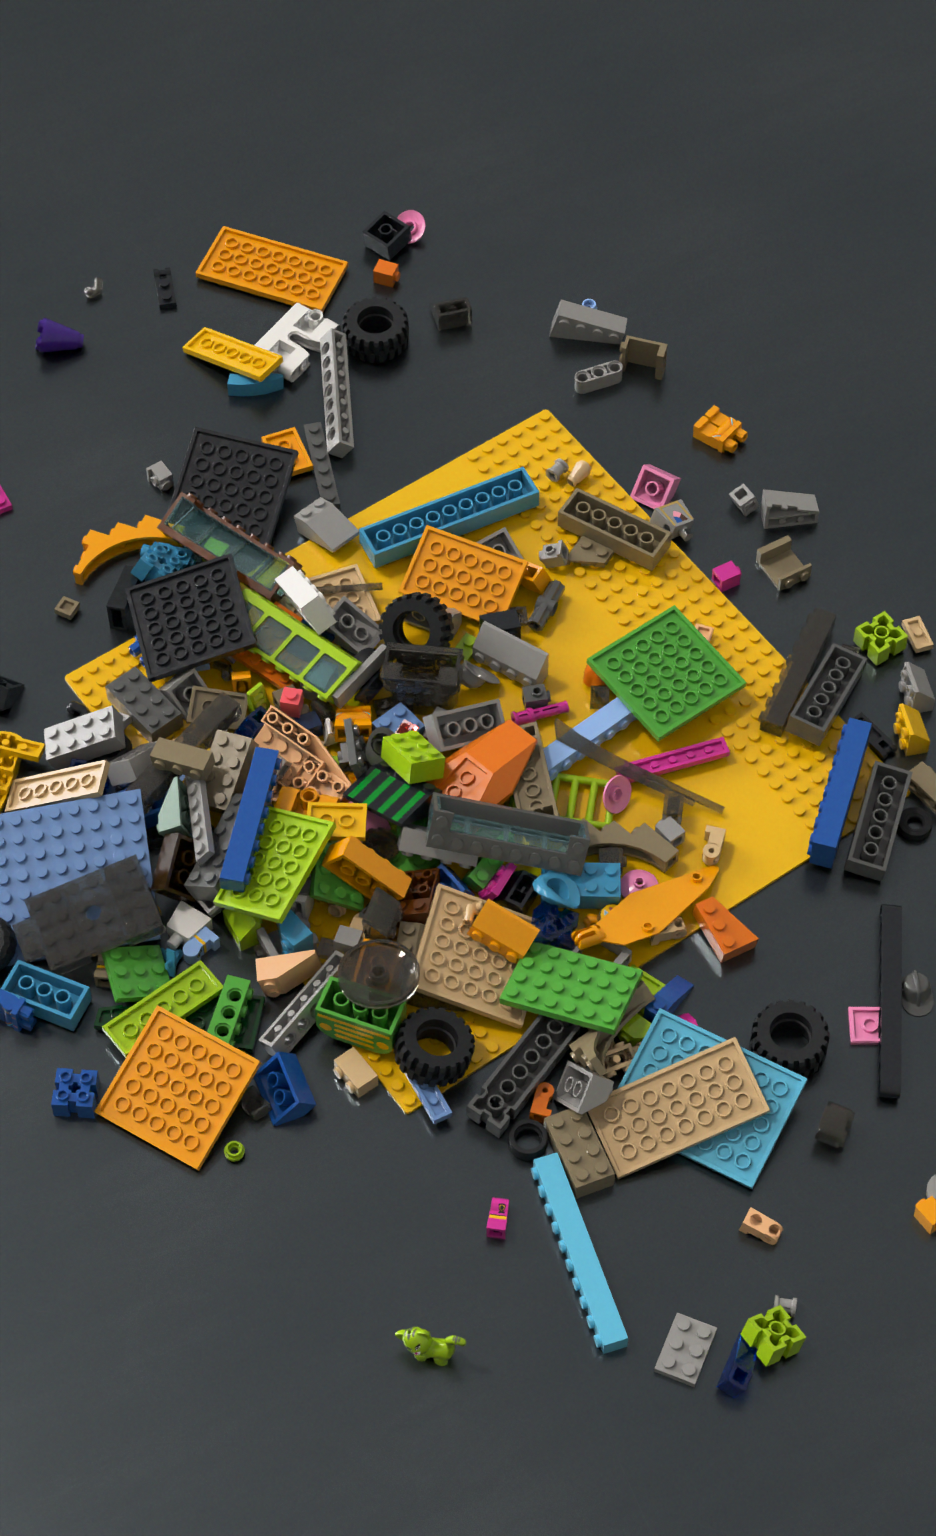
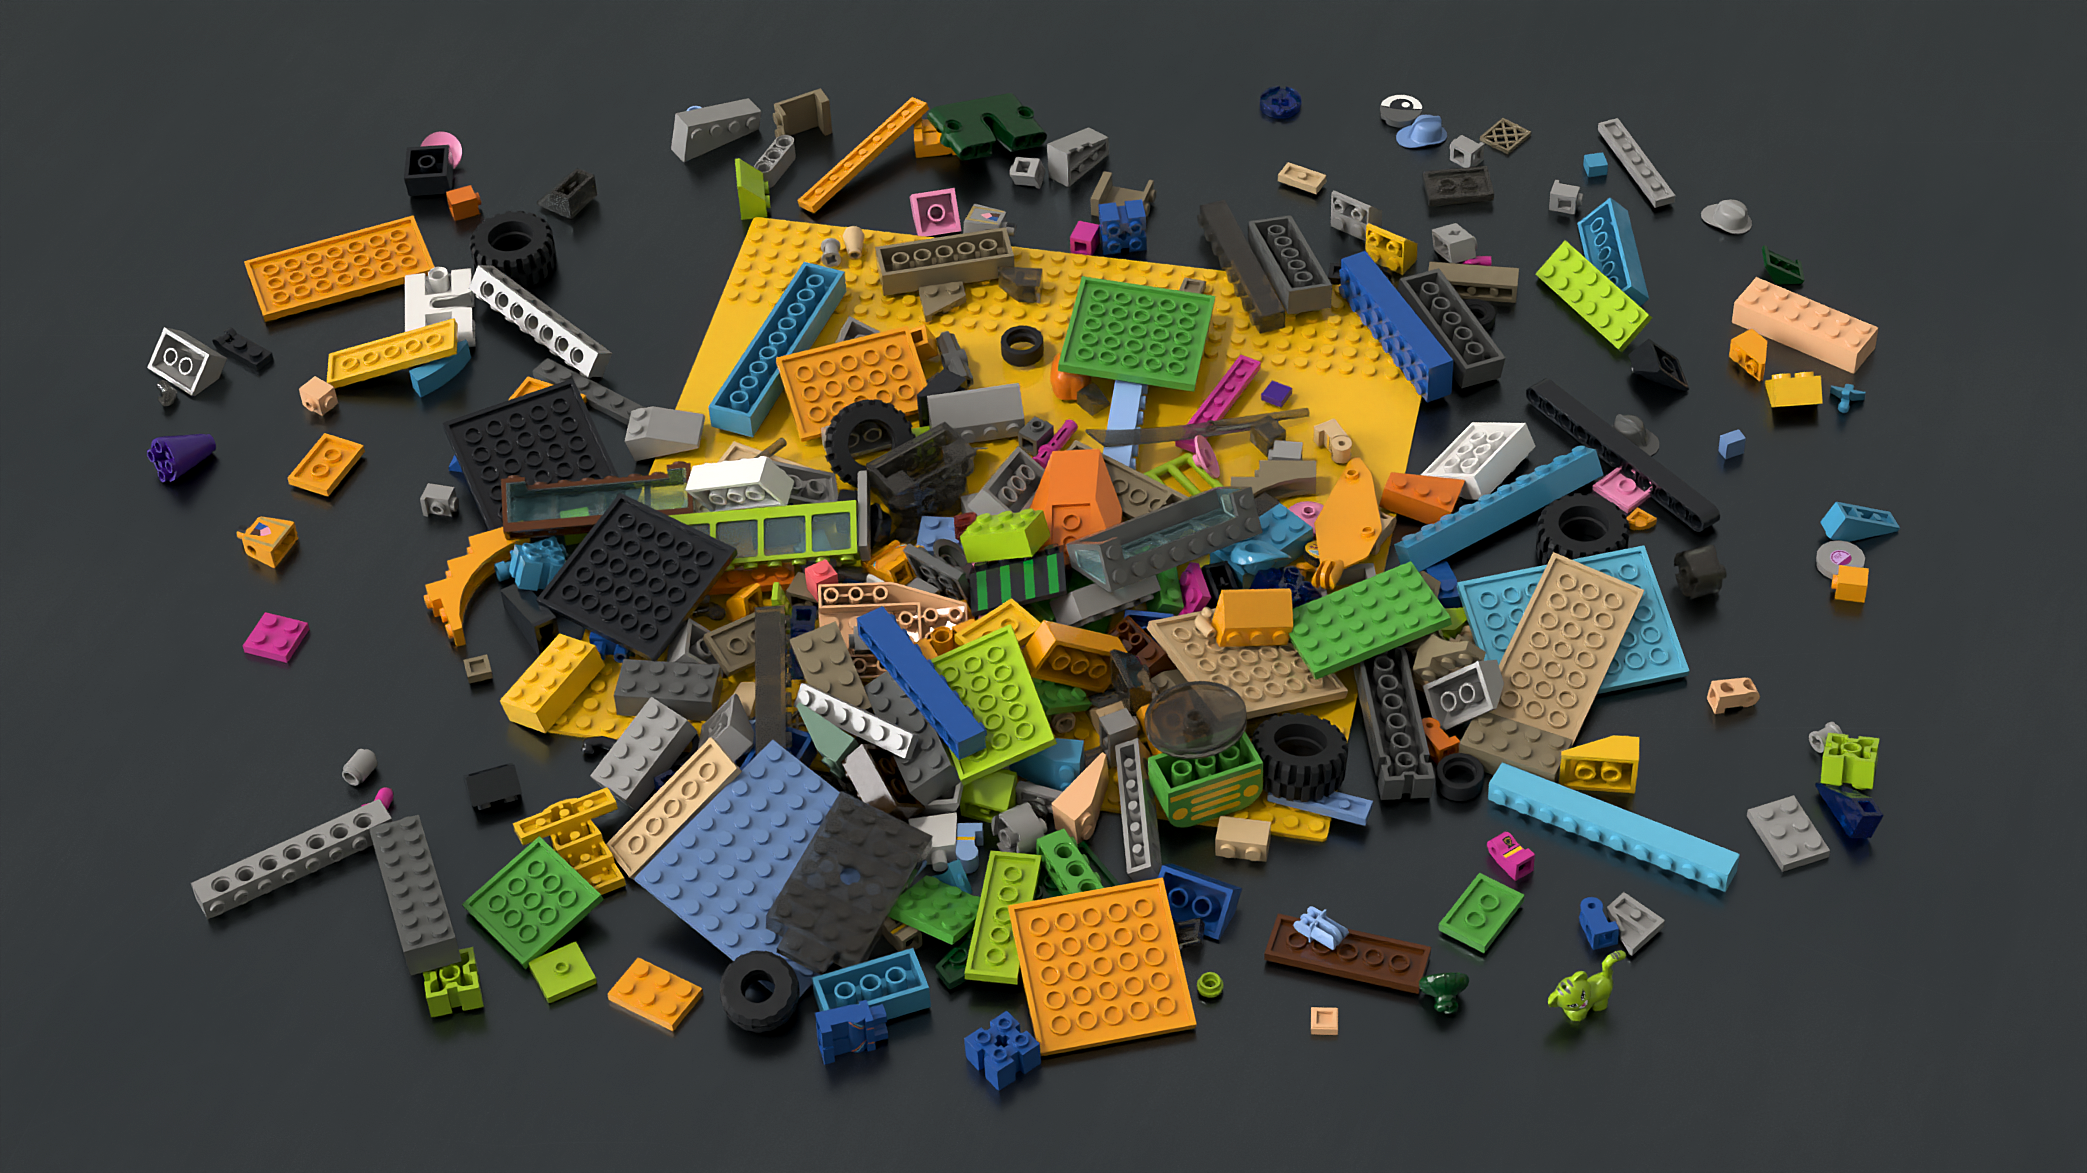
camera: 40 degrees left, 10 degrees down
(46, 432) = (268, 539): none -> light orange torso
(89, 650) = (552, 683): none -> yellow brick
(124, 274) = (186, 361): none -> light grey slope
(127, 404) = (326, 464): none -> light orange plate
(168, 352) = (318, 396): none -> light nougat brick
(182, 759) = (788, 683): dark tan brick -> none
(232, 959) = (1018, 829): none -> light grey brick
(272, 1230) = (1324, 1021): none -> light nougat tile
(325, 1168) = (1321, 928): none -> light blue arm
(332, 1199) = (1357, 957): none -> reddish brown plate
(354, 1272) = (1444, 989): none -> dark green hair
(437, 1240) = (1481, 912): none -> bright green plate
(497, 1301) = (1595, 924): none -> blue leg
(518, 1326) = (1634, 921): none -> light grey wing
(554, 554) = (913, 314): light grey brick -> none
(557, 388) = (751, 191): none -> lime slope
(598, 637) = (1026, 357): none -> black tyre
(616, 1206) = (1601, 765): none -> yellow slope
(648, 582) = (1022, 283): none -> clear smoke slope
(653, 411) = (863, 155): none -> light orange plate
(718, 782) = (1276, 393): none -> dark purple tile
(732, 433) = (974, 124): none -> dark green connector
(751, 664) = (1193, 285): none -> dark tan tile
(753, 585) = (1122, 227): none -> blue brick
(762, 976) = (1499, 508): none -> dark azure brick
(794, 930) = (1483, 456): none -> white slope
(849, 1056) = (1641, 520): none -> light orange tile
(880, 638) = (1278, 196): lime brick -> none

